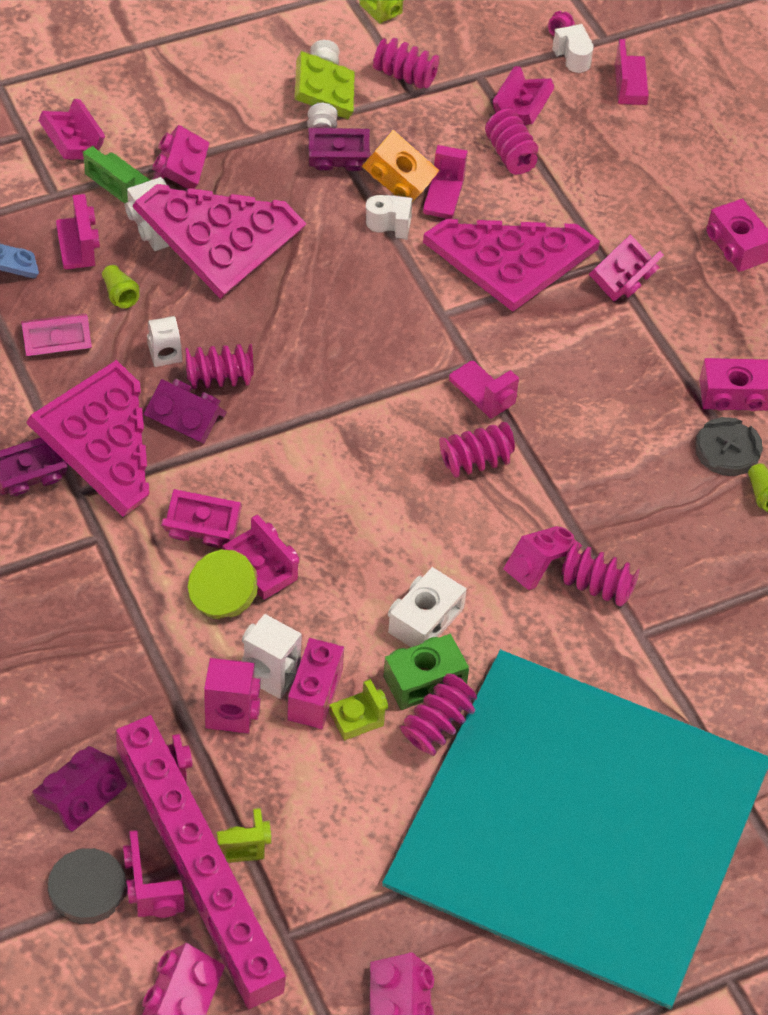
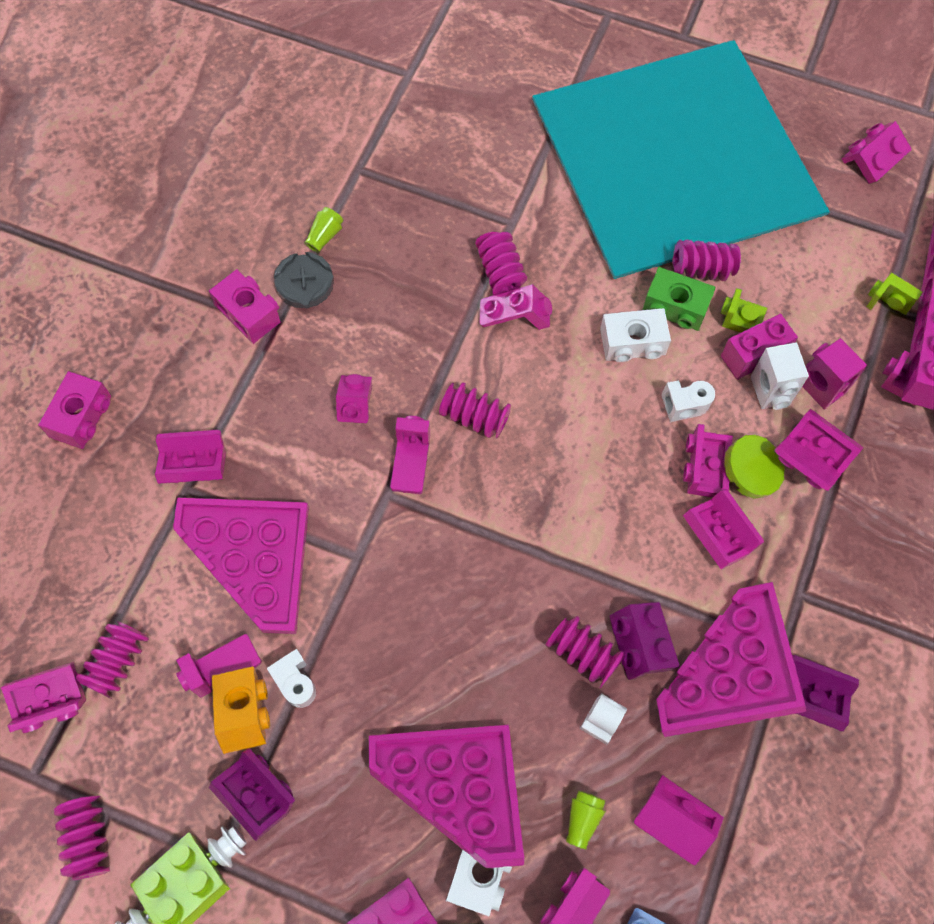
camera: 130 degrees left, 15 degrees up
(182, 621) = (818, 450): none -> dark pink bracket
(327, 594) = (687, 401): none -> white leg
(577, 393) = (353, 398): none -> dark pink bracket

